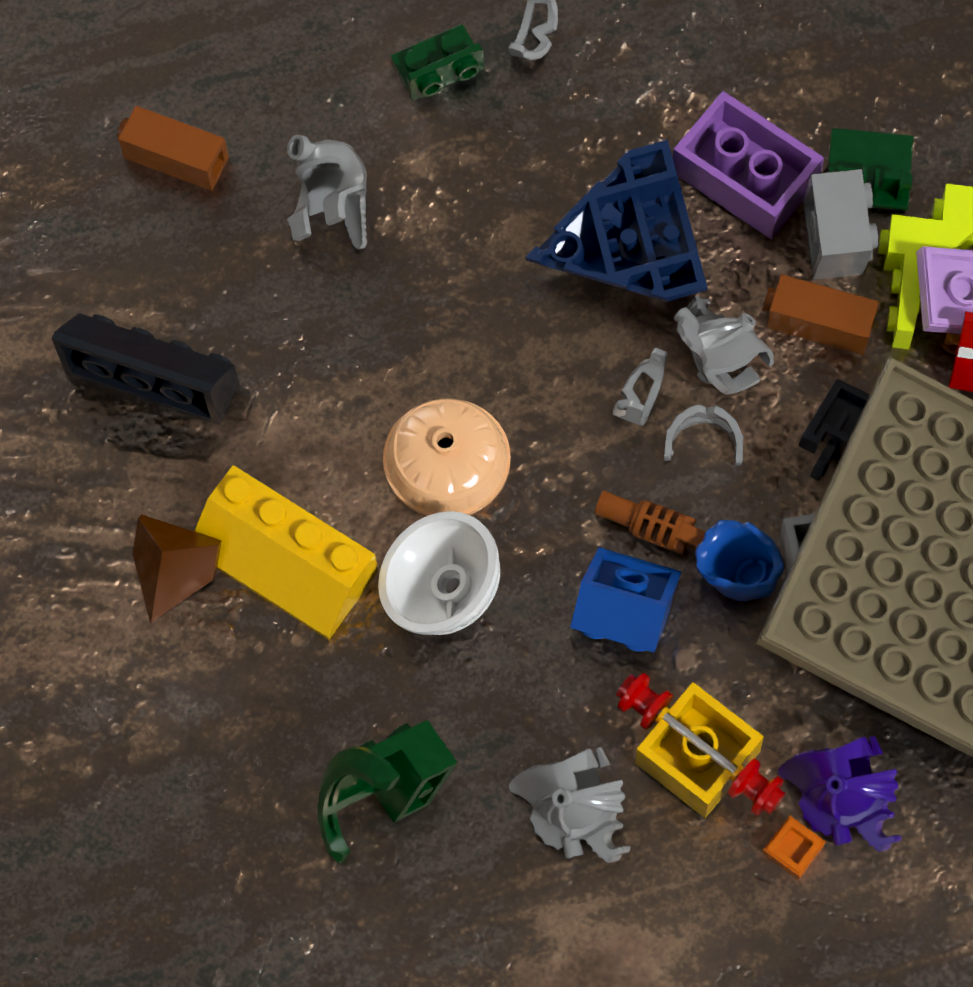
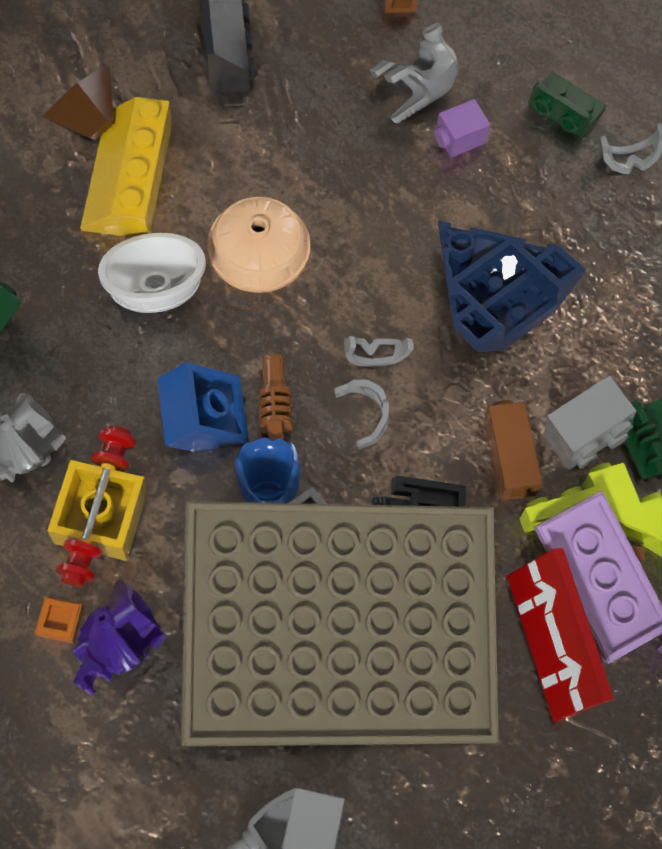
camera: 55 degrees right, 0 degrees up
(417, 181) = (462, 128): none -> medium lavender brick
(721, 346) = (438, 382): light grey helmet -> none
(746, 164) = (605, 336): medium lavender brick -> none

